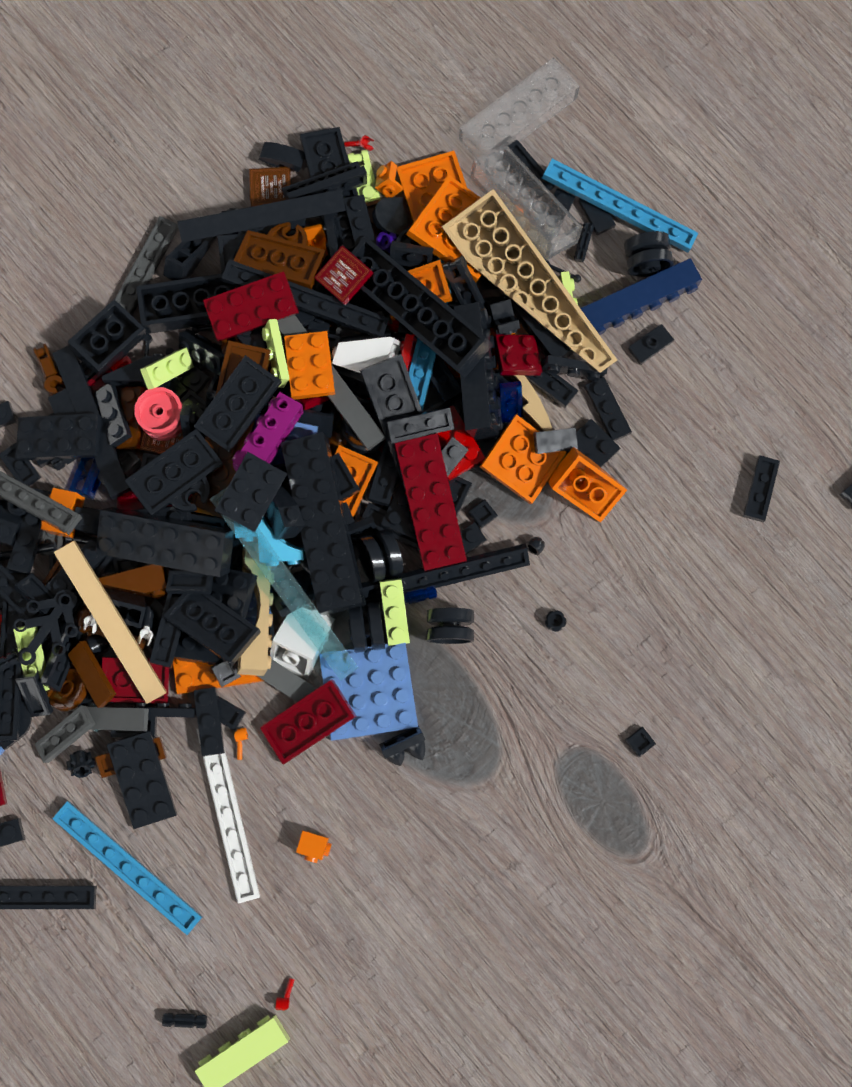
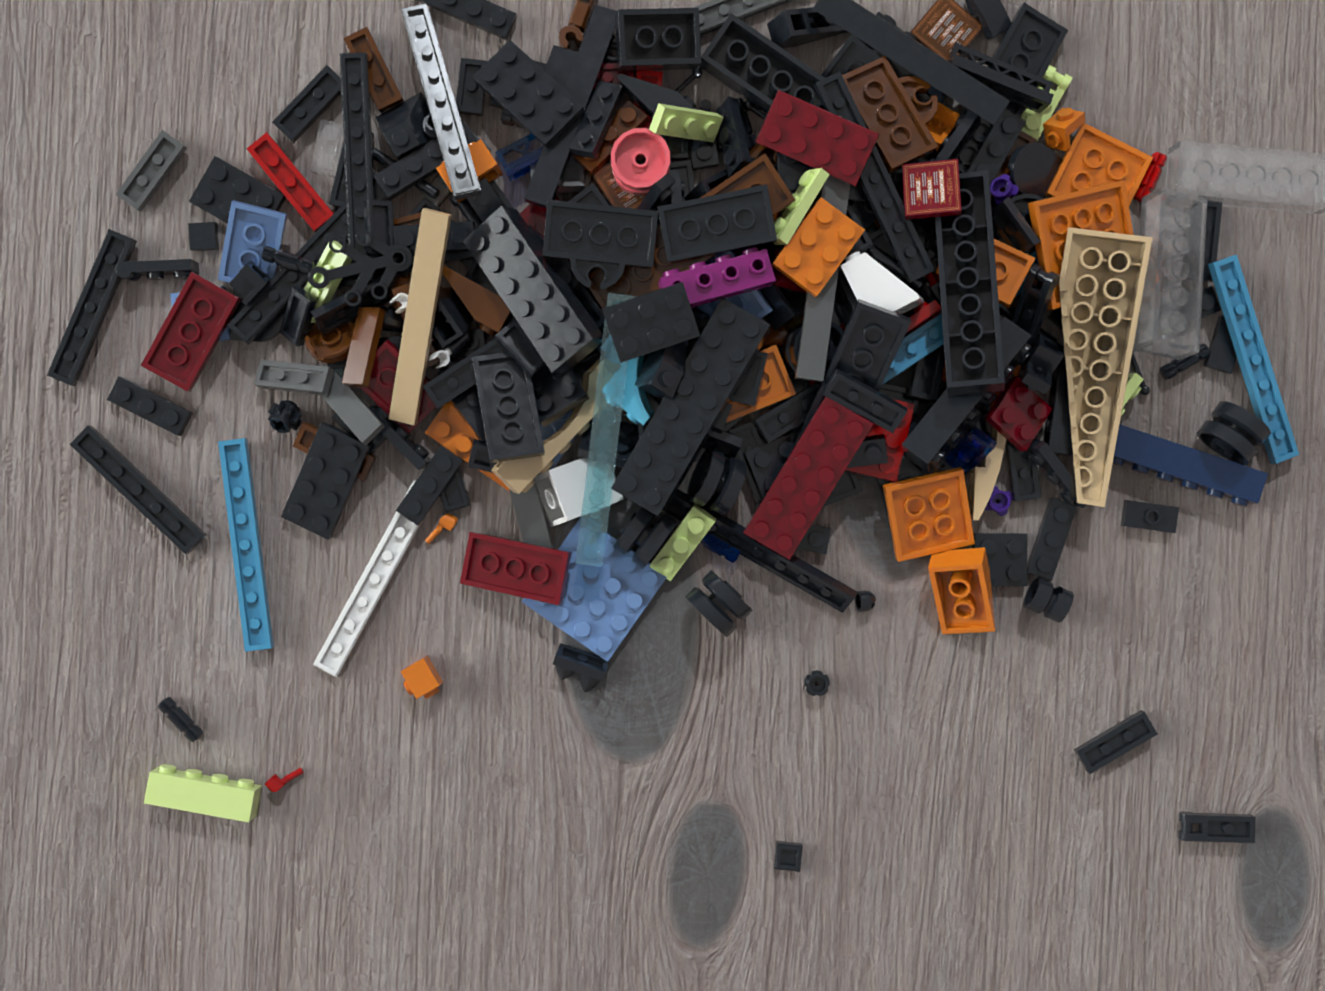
camera: 45 degrees right, 10 degrees up
(362, 142) = (1073, 66): red hand -> none
(464, 161) = (1151, 176): none -> red axle
(482, 514) = (845, 527): black tile -> none
(555, 440) = (974, 526): tile -> none
(557, 410) = (1005, 500): none -> dark purple plate
(637, 444) = (1052, 601): none -> black wheel

